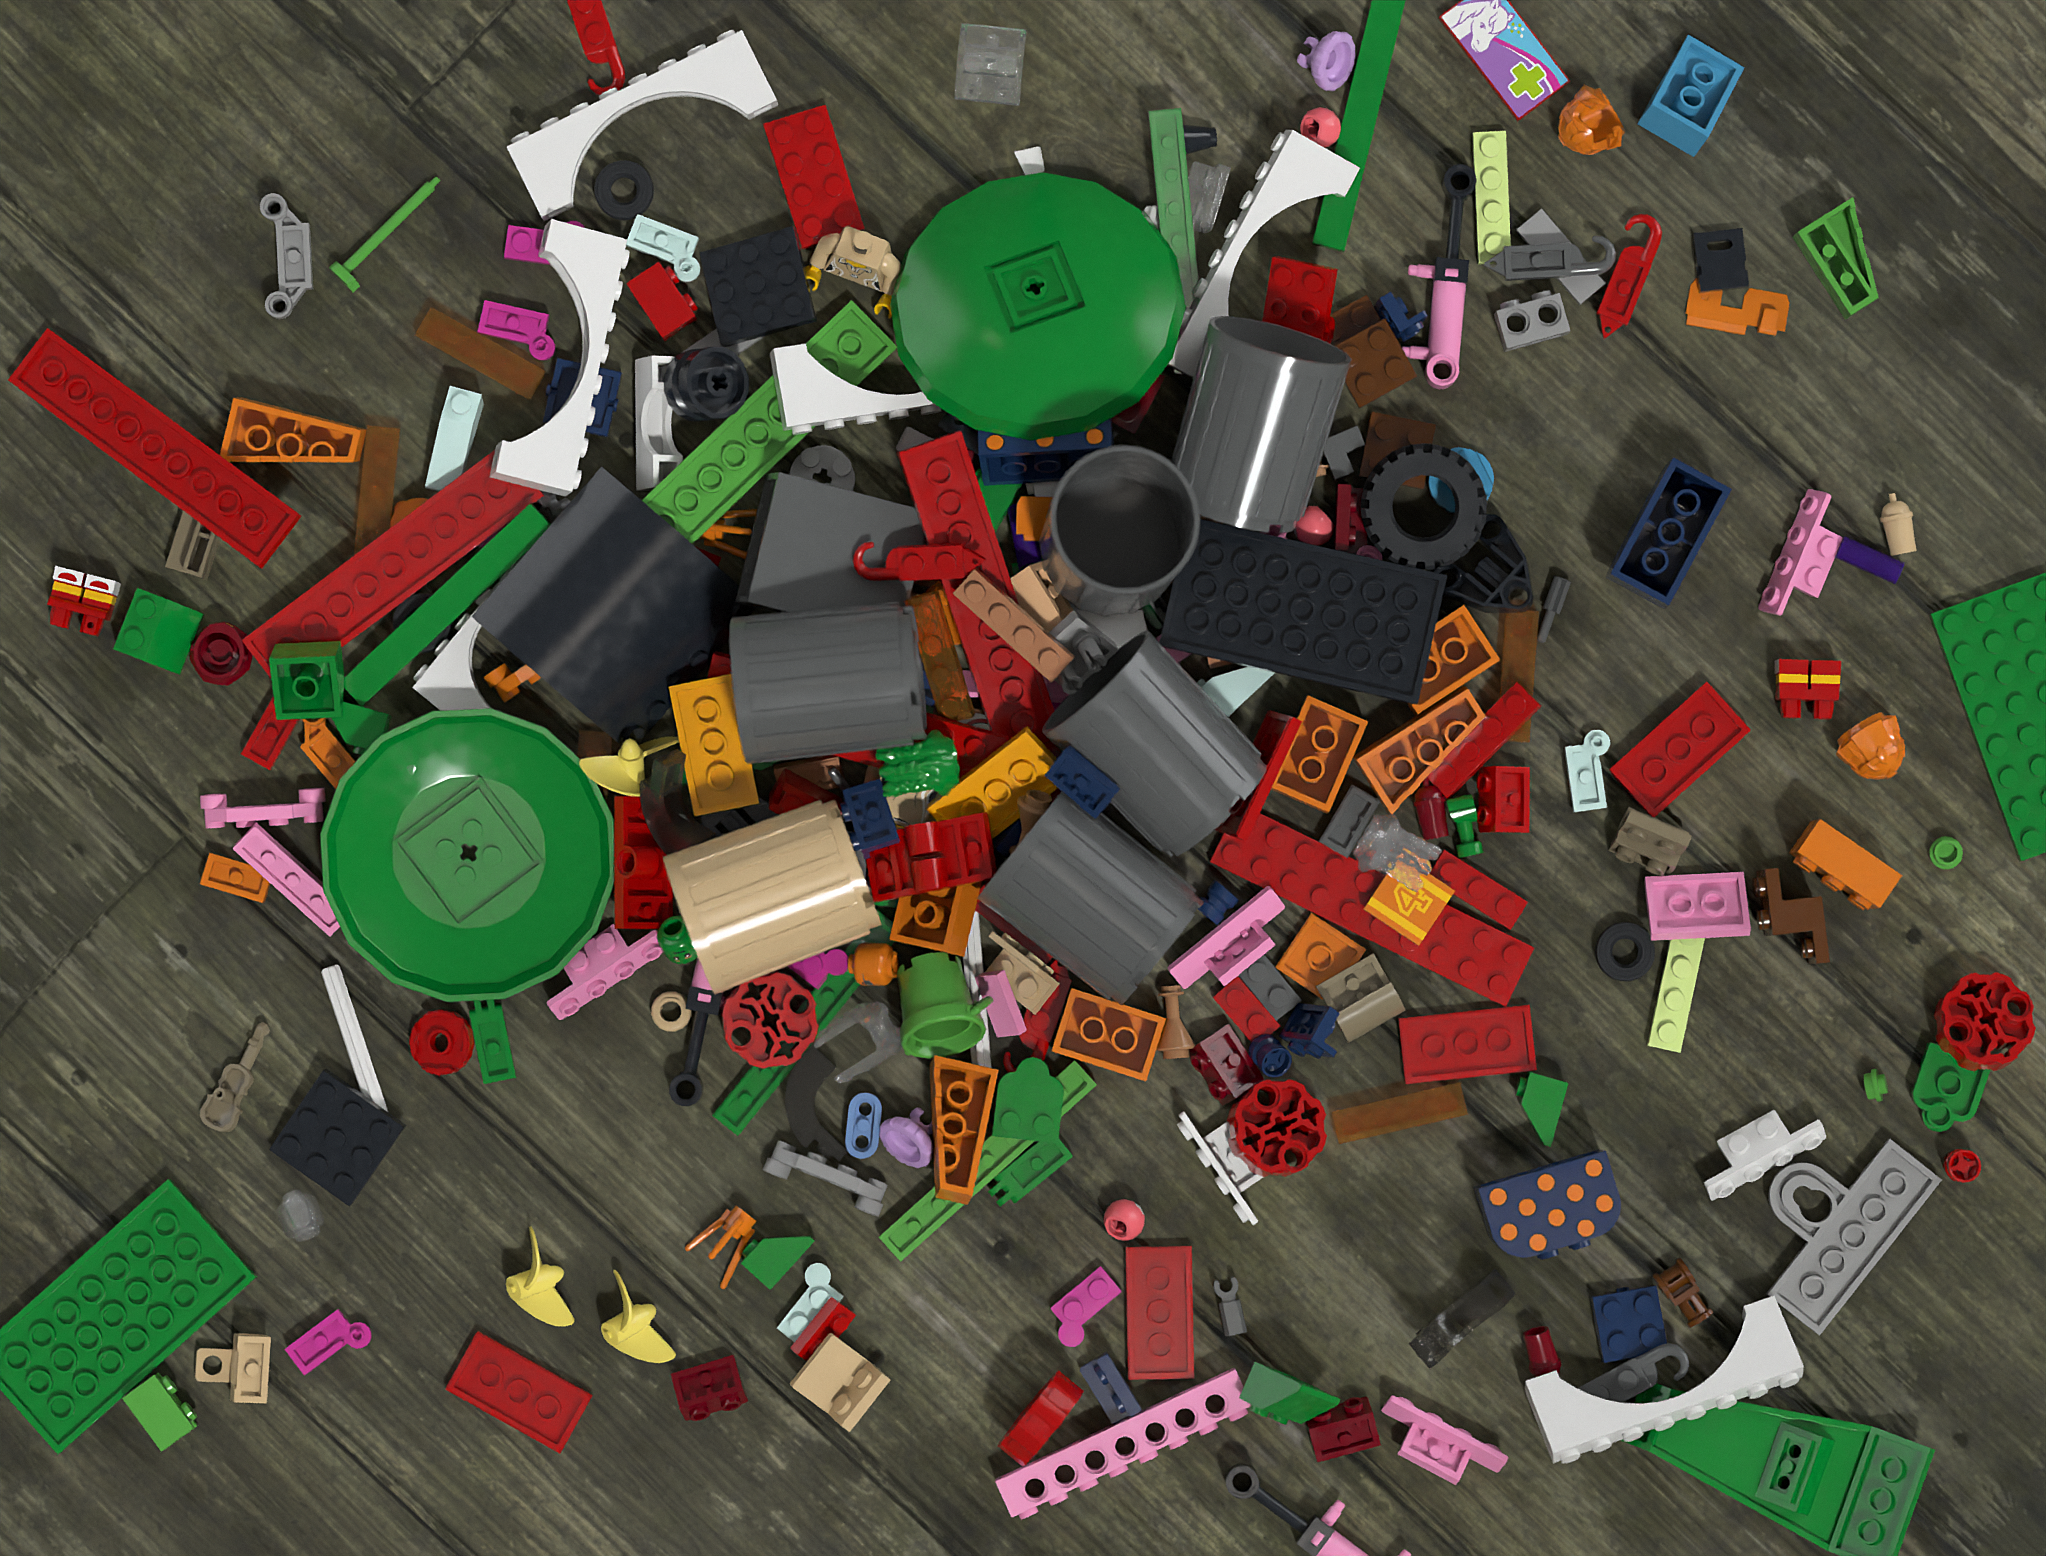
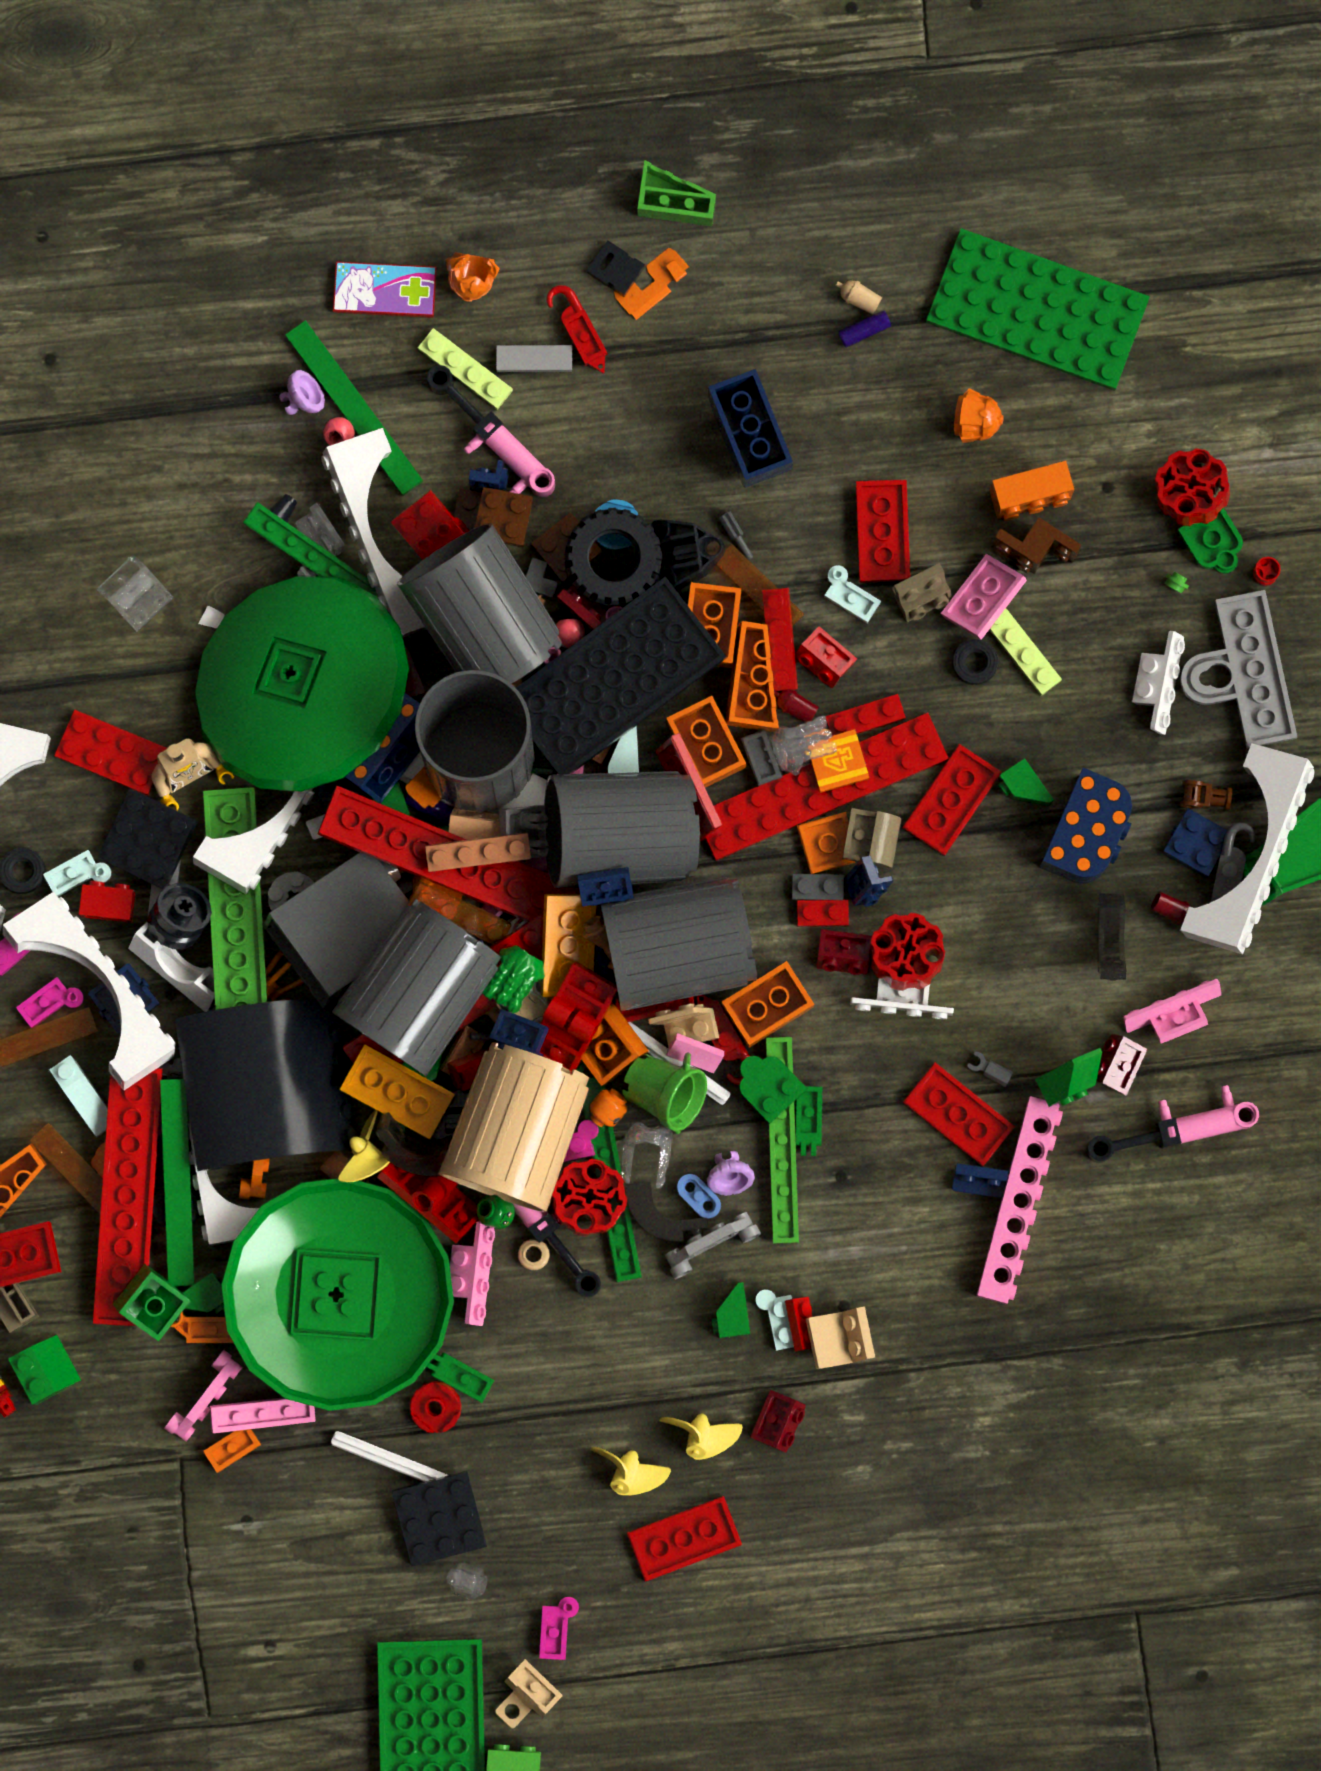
camera: 50 degrees left, 5 degrees down
(220, 654) = (90, 1344): dark red hat -> none
(223, 1106) = (363, 1573): dark tan piece -> none
(269, 738) = (164, 1356): red plate -> none
(737, 1224) = (694, 1322): orange plant -> none
(920, 562) = (393, 876): red plate -> none
(960, 1117) = (741, 1132): orange wedge -> none
(1040, 1418) = (962, 1235): red connector -> none
(1082, 1304) = (915, 1156): dark pink hinge -> none
(1124, 1219) = (885, 1088): coral piece -> none
(1174, 1038) = (804, 968): medium nougat piece -> none
(1217, 902) = (744, 873): dark blue wheel -> none
(1231, 944) = (775, 887): bright pink bracket -> none
(1270, 1055) = (861, 920): dark blue wheel -> none
(1399, 1113) = (959, 873): clear orange plate -> none
(1463, 813) = (814, 687): green leg -> none
(1534, 329) = (563, 408): light grey brick -> none
(1549, 261) = (531, 366): dark grey plate -> none
(1691, 96) = (505, 205): dark azure slope -> none
(1804, 557) = (830, 363): bright pink bracket -> none
(1807, 681) = (906, 423): red hips -> none
(1945, 852) = (1074, 428): bright green plate -> none

